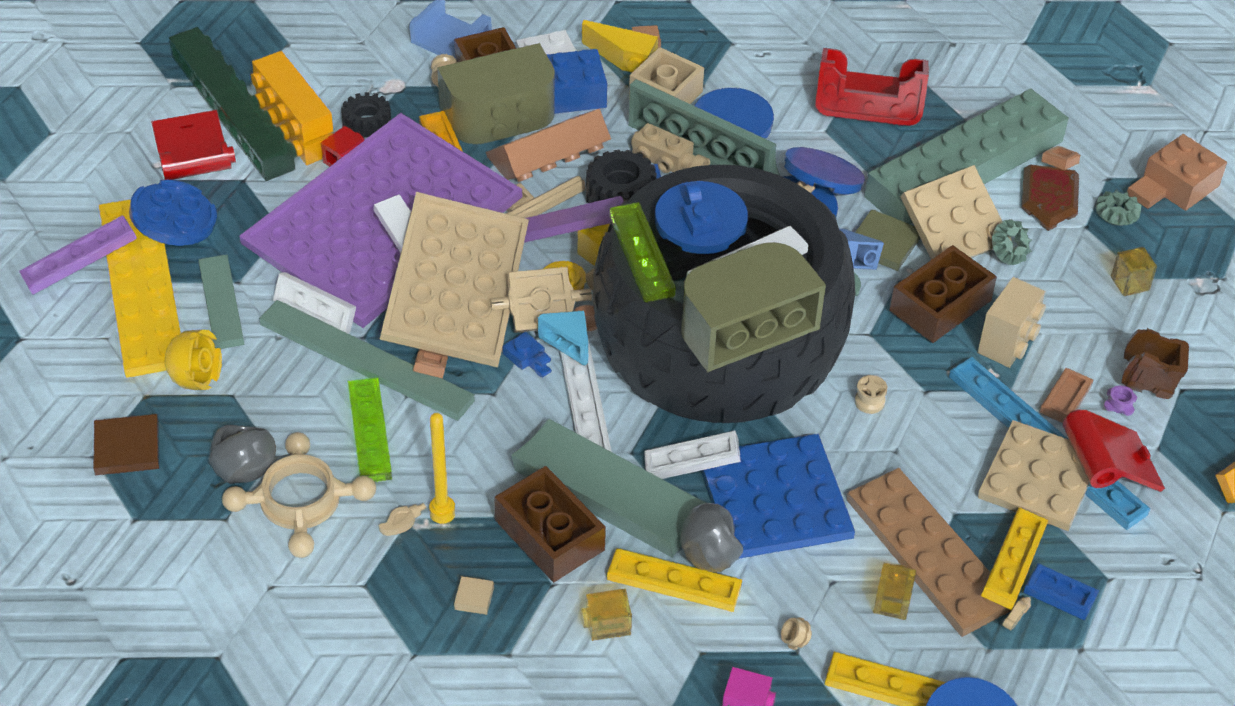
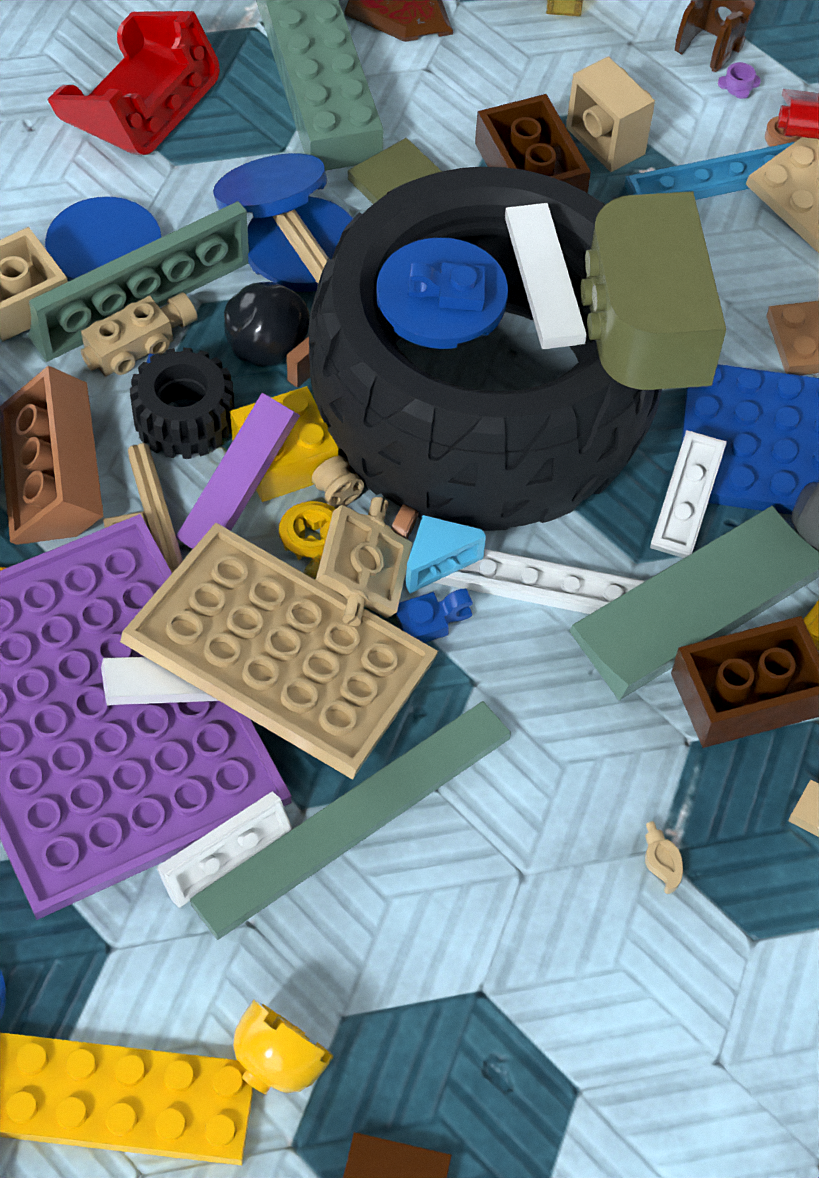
camera: 70 degrees left, 10 degrees up
(221, 301) = (149, 981): sand green tile -> none
(241, 453) = (496, 1025): dark grey piece -> none
(299, 518) = (557, 1061): tan piece -> none
(370, 429) = (489, 850): clear neon green plate -> none
(430, 363) = (408, 735): nougat tile -> none
(441, 506) = (665, 800): yellow piece -> none
(642, 252) = (479, 375): clear neon green plate -> none
(954, 213) = (417, 96): tan plate -> none
(1003, 246) = (472, 66): sand green gear -> none
(1066, 395) = (711, 122): nougat tile -> none

